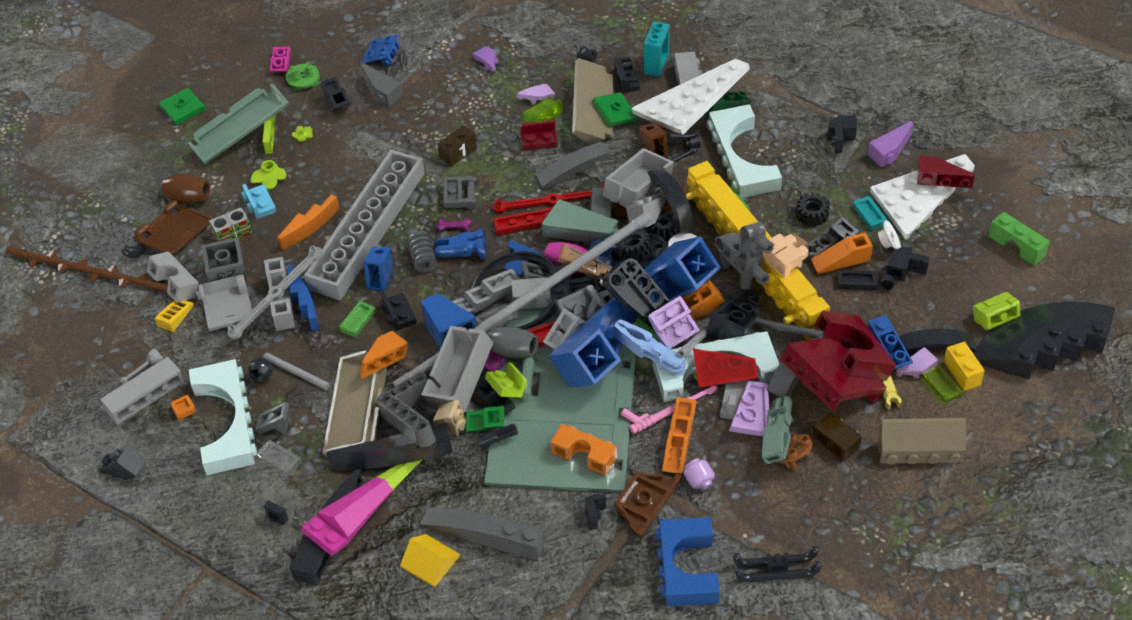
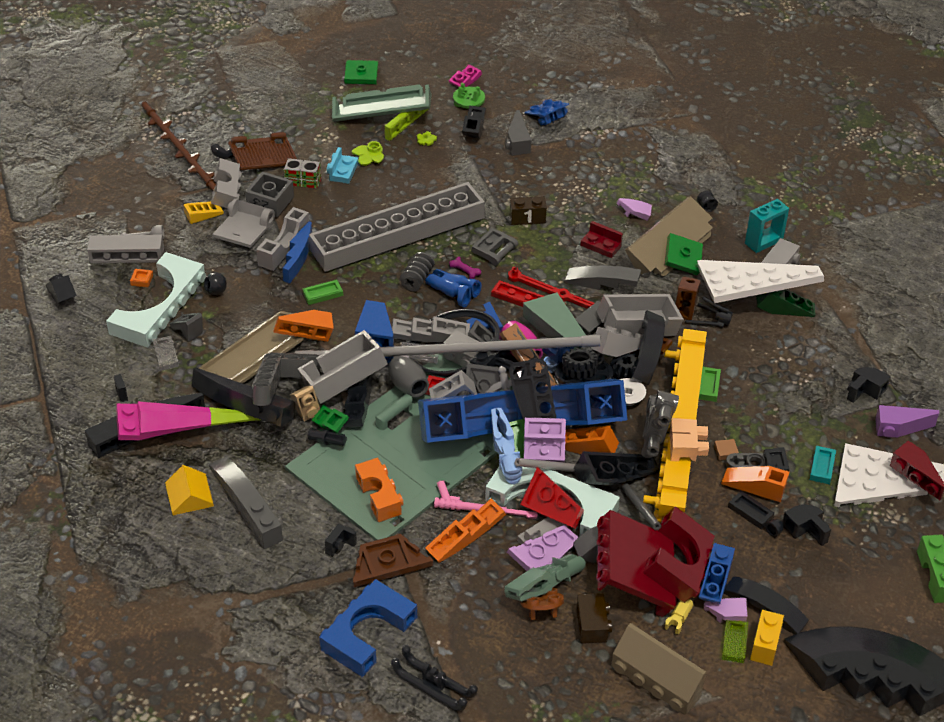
camera: 35 degrees right, 5 degrees down
(185, 188) = (299, 128): reddish brown piece -> none
(235, 332) = (280, 235): light grey piece -> none
(297, 371) = (241, 301): light grey bar -> none
(306, 224) = (356, 203): orange slope -> none
(378, 262) = (372, 262): blue torso -> none
(398, 311) = (353, 302): black bracket -> none
(487, 56) = (625, 159): medium lavender slope -> none
(493, 362) = (383, 384): magenta tile -> none
(507, 383) = (370, 402): lime bracket -> none
(544, 111) = (627, 224): clear neon green bracket -> none
(625, 75) = (724, 234): black hinge -> none
(699, 474) = (448, 569): lavender head -> none
(746, 177) = (741, 371): light aqua arch -> none
(812, 201) = (772, 438): black tyre -> none
(889, 236) = (816, 491): white piece -> none
(996, 311) = (848, 613): lime brick -> none

